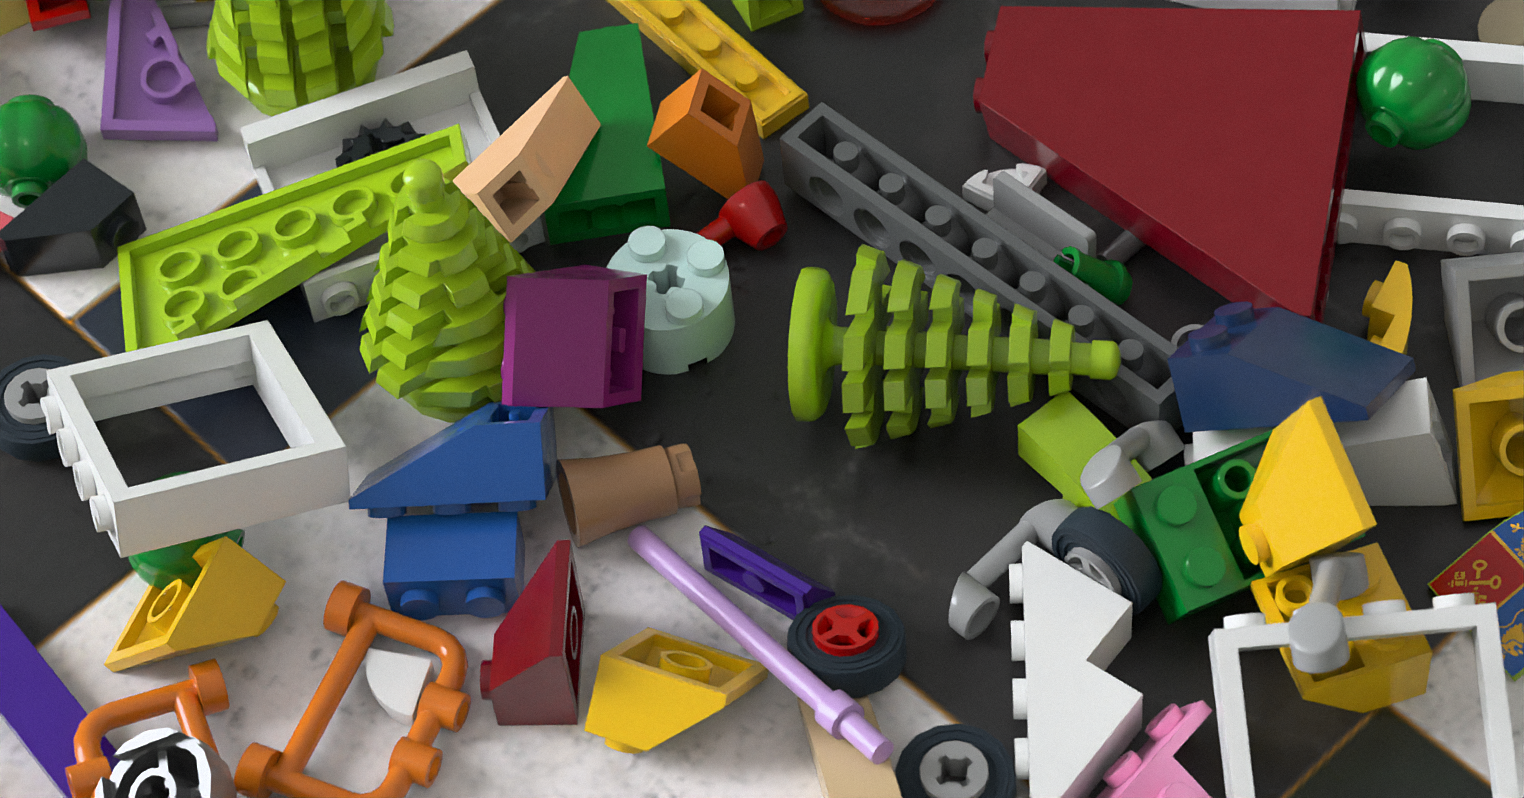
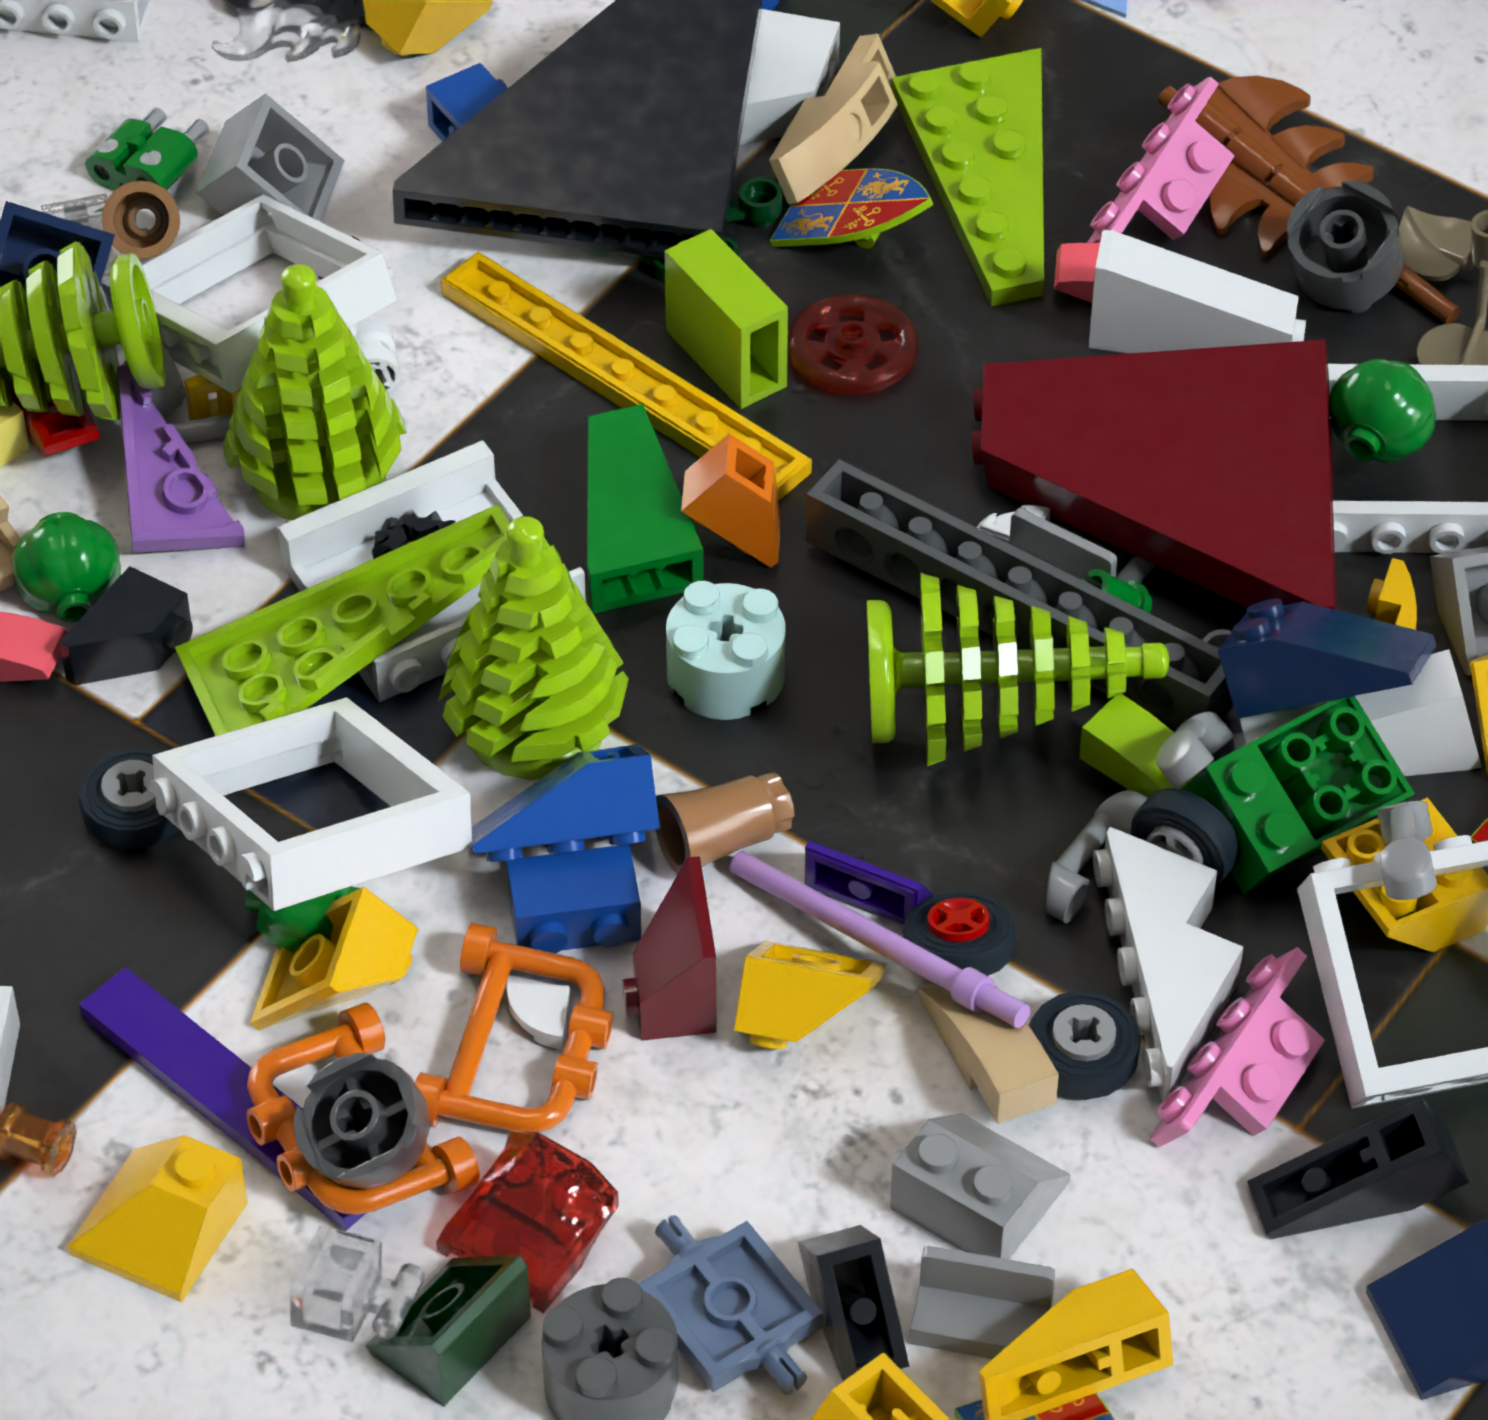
camera: 15 degrees left, 5 degrees down
(530, 160) = (587, 521): light nougat slope -> none
(574, 338) = (656, 683): magenta slope -> none
(751, 216) = (785, 571): red bar -> none
(1302, 494) = (1366, 751): yellow slope -> none

